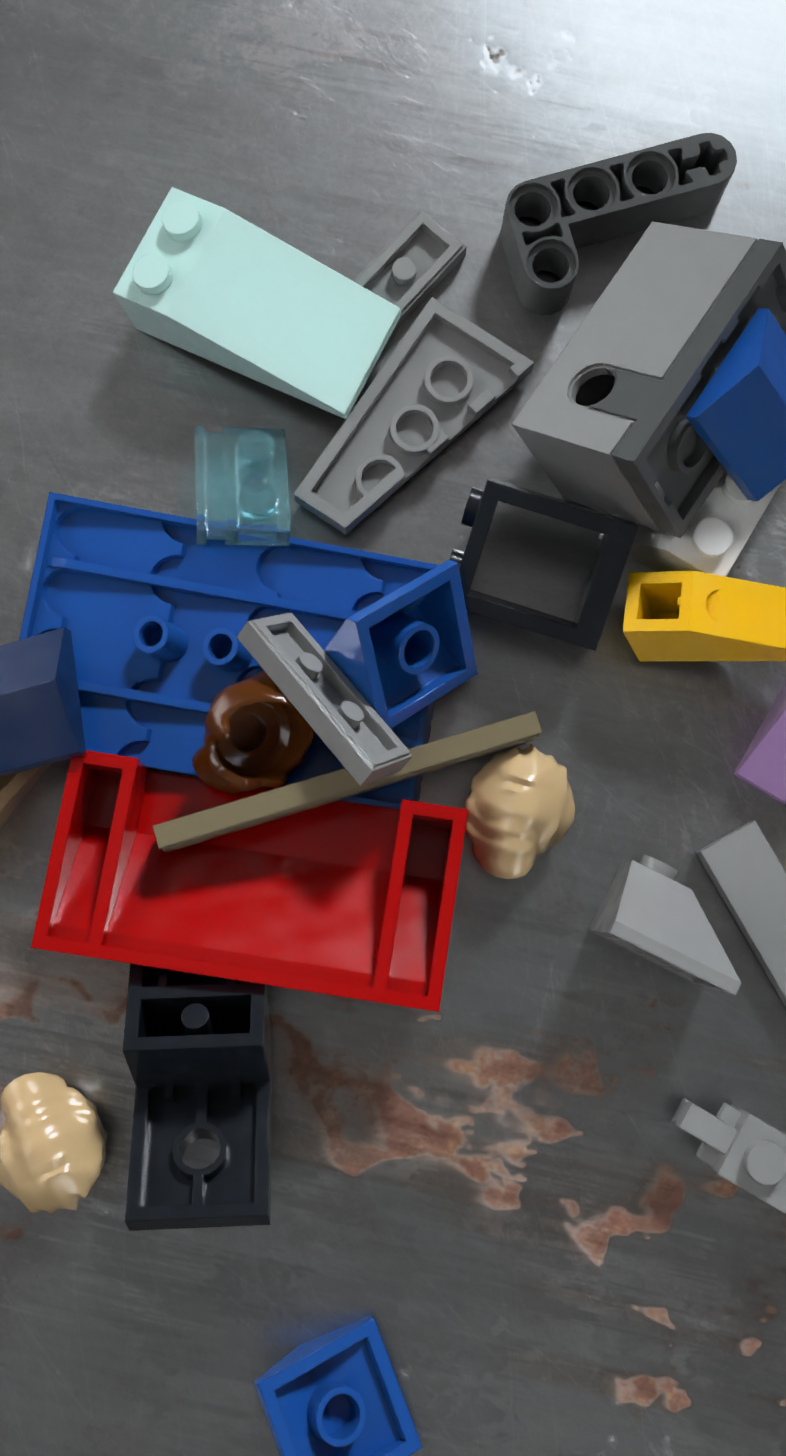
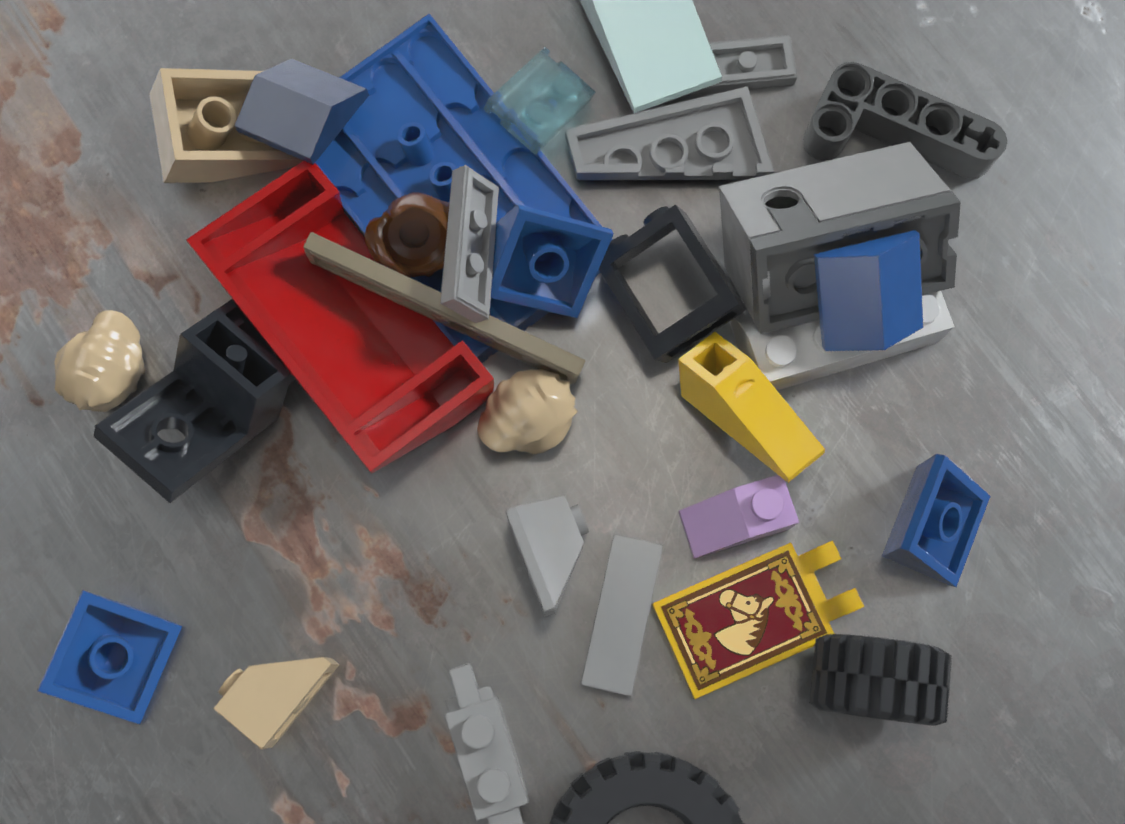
camera: 45 degrees right, 5 degrees down
(528, 1304) = (271, 696): none -> tan slope

